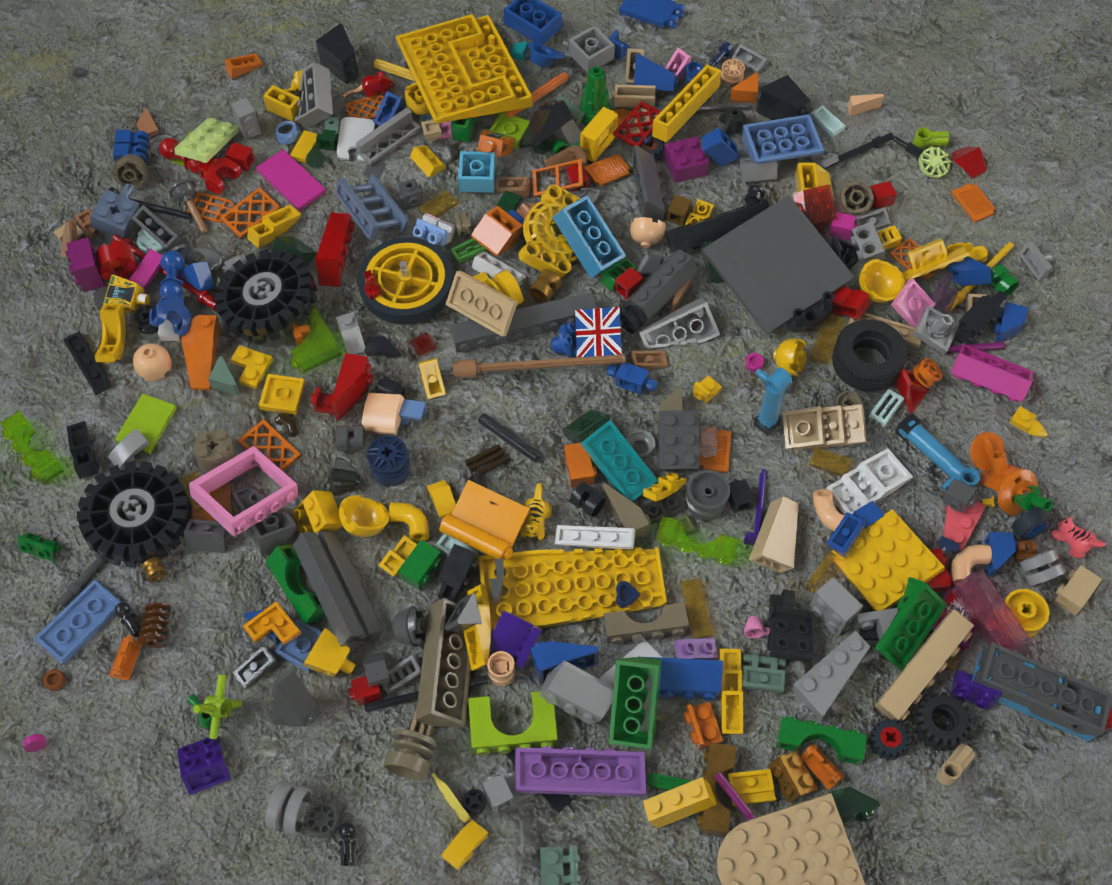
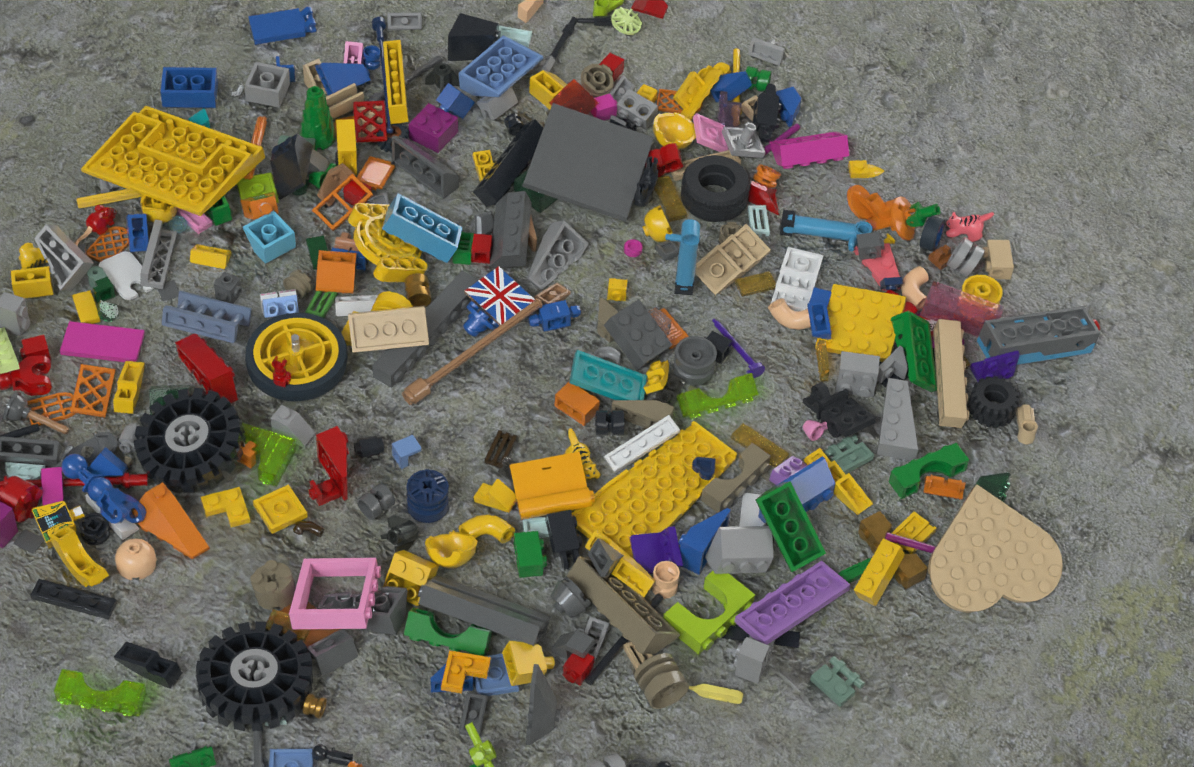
camera: 45 degrees left, 10 degrees down
(127, 448) = (192, 635): light grey slope -> none
(150, 419) = (182, 609): lime tile -> none
(153, 623) = (361, 742): reddish brown piece -> none
(222, 379) = (217, 529): sand green slope -> none
(272, 433) = (301, 544): orange window -> none
(291, 137) = (59, 312): medium blue piece -> none
(338, 54) = (42, 208): black slope -> none
(380, 345) = (327, 419): black slope -> none
(382, 413) = (384, 465): light nougat slope -> none
(394, 559) = (504, 560): yellow slope -> none
(422, 344) = (356, 398): clear red slope -> none
(431, 130) = (192, 227): tan tile -> none
(431, 378) = (396, 416): yellow slope -> none
(439, 204) = (258, 284): clear yellow tile -> none
(464, 844) = (757, 713): yellow slope -> none
(471, 798) = (738, 676): black wheel -> none
(498, 583) = (607, 523): dark grey slope -> none
(509, 437) = (501, 420): black axle -> none
(516, 185) = (309, 229): medium nougat slope -> none
(543, 55) = (229, 113): blue piece -> none
(585, 425) = (555, 372): clear green slope -> none
(630, 319) = (515, 271): black wheel -> none
(647, 232) = (458, 200): light nougat cylinder -> none
(679, 210) = (466, 169): pearl gold brick -> none
(703, 725) = (840, 518): orange bracket -> none
(732, 71) = (402, 33): light nougat wheel -> none
(746, 90) = (429, 46): orange slope -> none
(777, 536) = (771, 355): tan slope -> none
(792, 776) = (931, 507): pearl gold bracket -> none
(884, 745) = (966, 431): black wheel -> none
(973, 202) = (680, 35): orange window -> none
(1002, 548) = (928, 261): blue slope -> none

